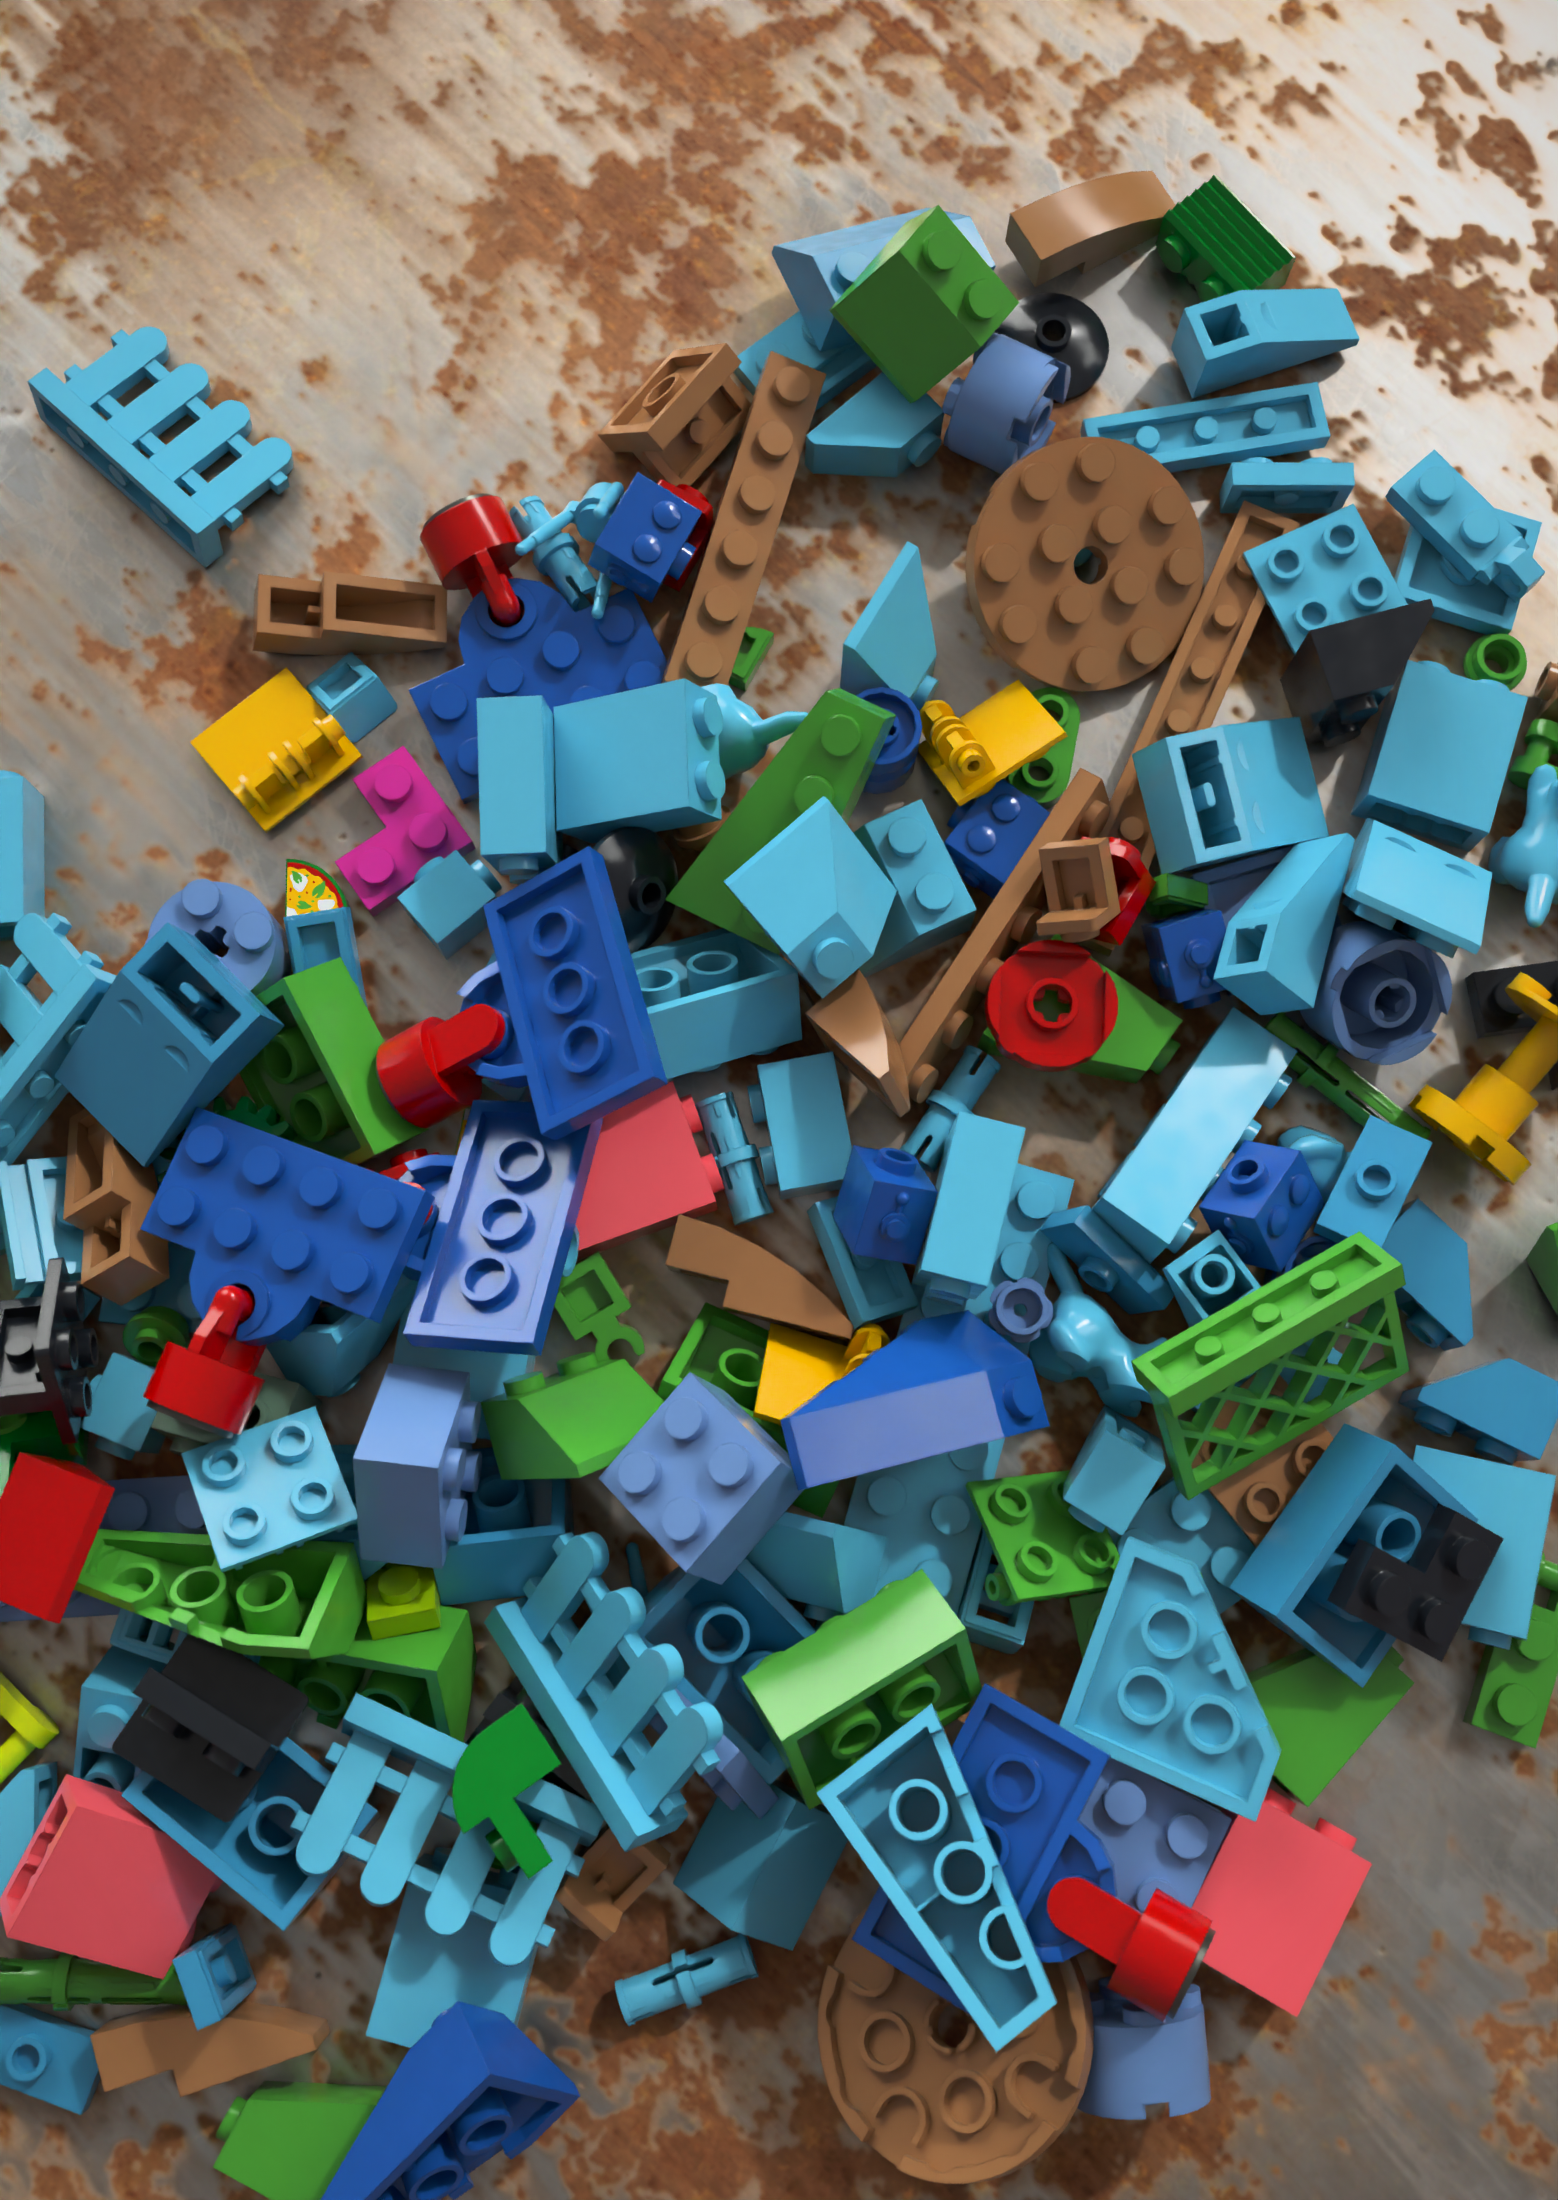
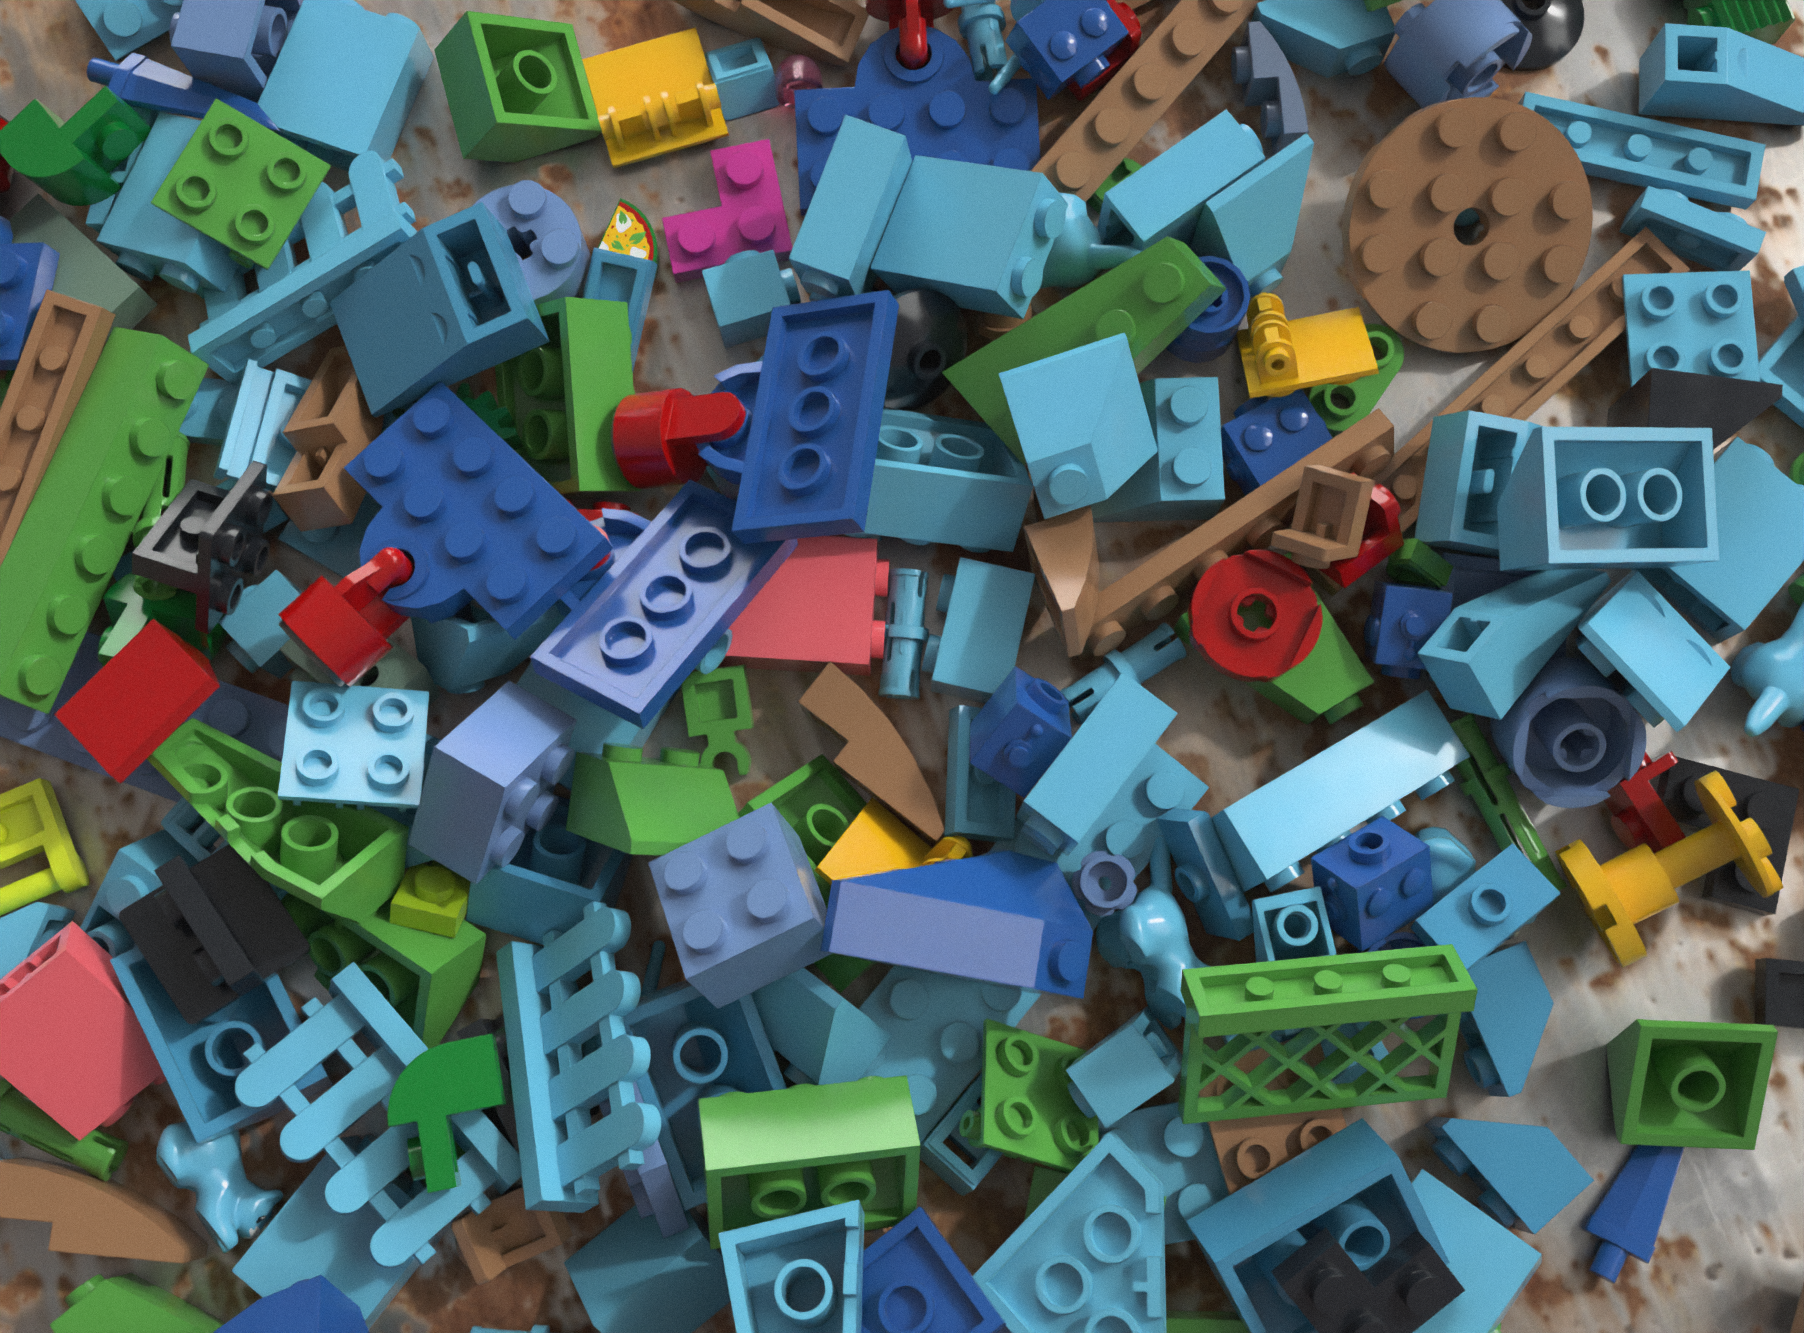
camera: 25 degrees right, 0 degrees up
(139, 794) = (515, 87): none -> bright green slope
(151, 1329) = (319, 560): bright green plate -> none
(215, 1975) = (122, 1157): dark azure plate -> none
(328, 1970) = (215, 1172): none -> medium azure animal
(403, 673) = (796, 73): none -> clear pink hinge
(807, 643) = (1173, 188): none -> medium azure brick
(846, 503) = (1269, 83): none -> sand blue slope
(1325, 767) = (1610, 500): none -> medium azure slope
(1466, 1036) = (1639, 811): none -> red bracket

